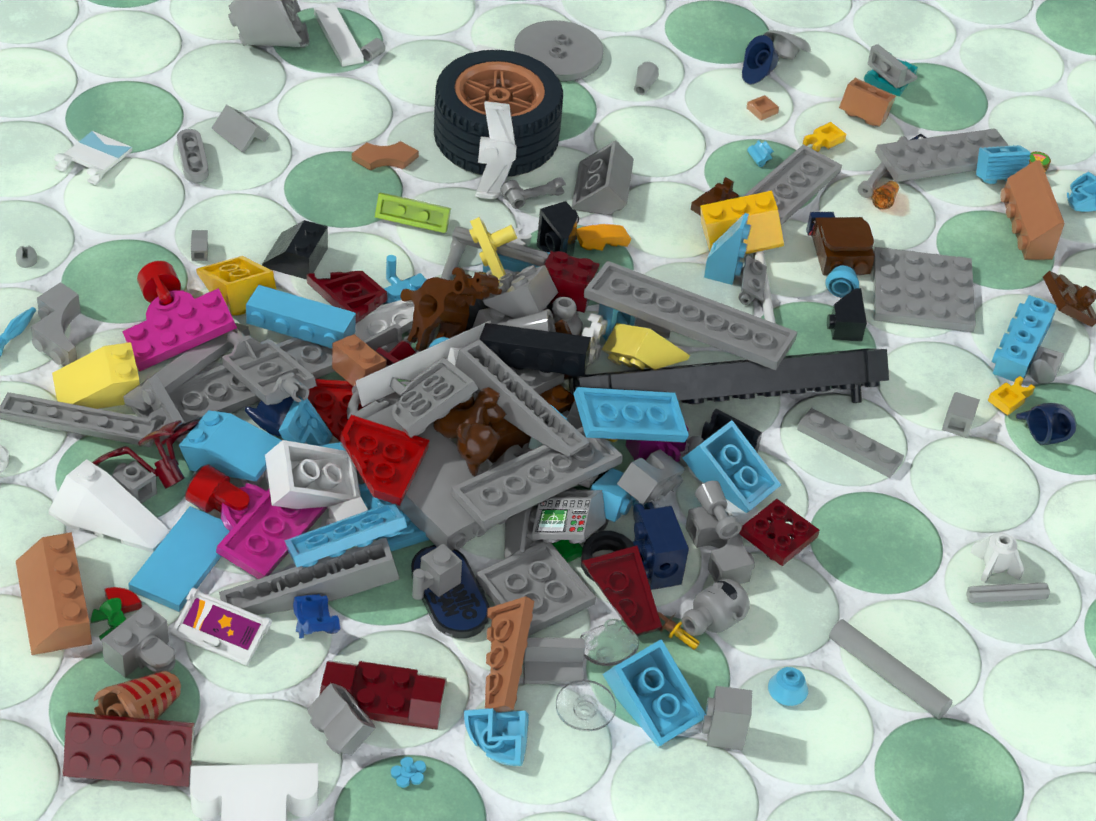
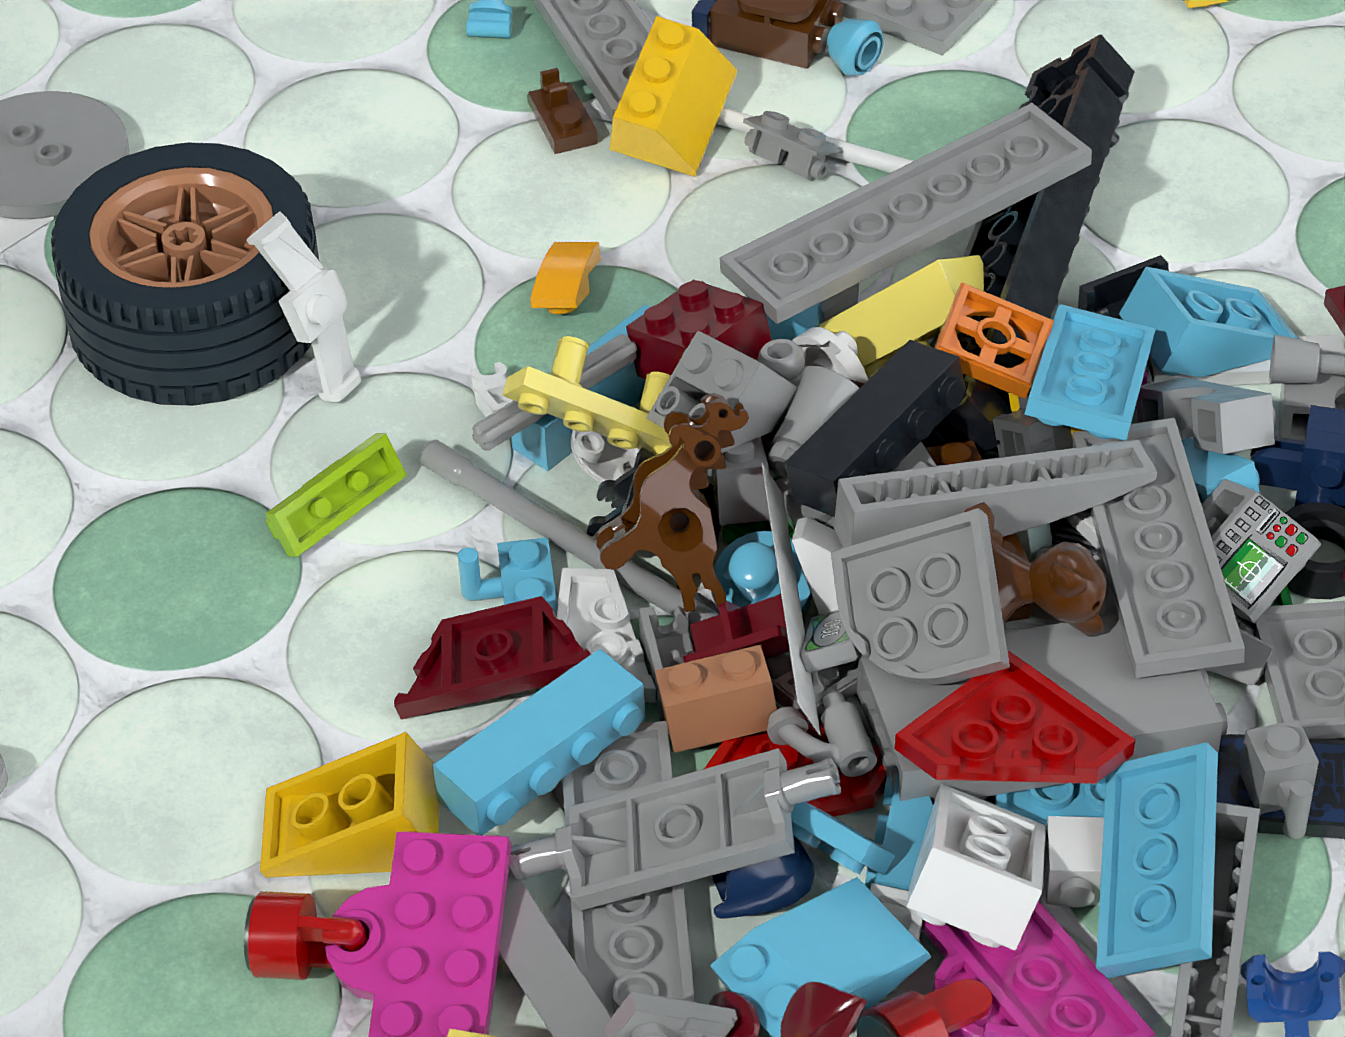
camera: 55 degrees left, 0 degrees up
(199, 245) = (198, 841): light grey piece -> none
(298, 249) = (319, 693): black slope -> none
(375, 156) = (146, 472): nougat tile -> none
(517, 196) = (382, 343): light grey brick -> none
(557, 228) = (547, 304): black slope -> none
(603, 180) = (429, 223): light grey slope -> none
(619, 353) = (1004, 314): none -> orange piece
(646, 76) = (202, 72): light grey cone -> none
(724, 257) = (732, 132): medium azure slope -> none
(848, 317) = (938, 70): black slope -> none
(850, 442) = (1197, 182): light grey plate -> none
(960, 414) = (1223, 38): light grey panel -> none

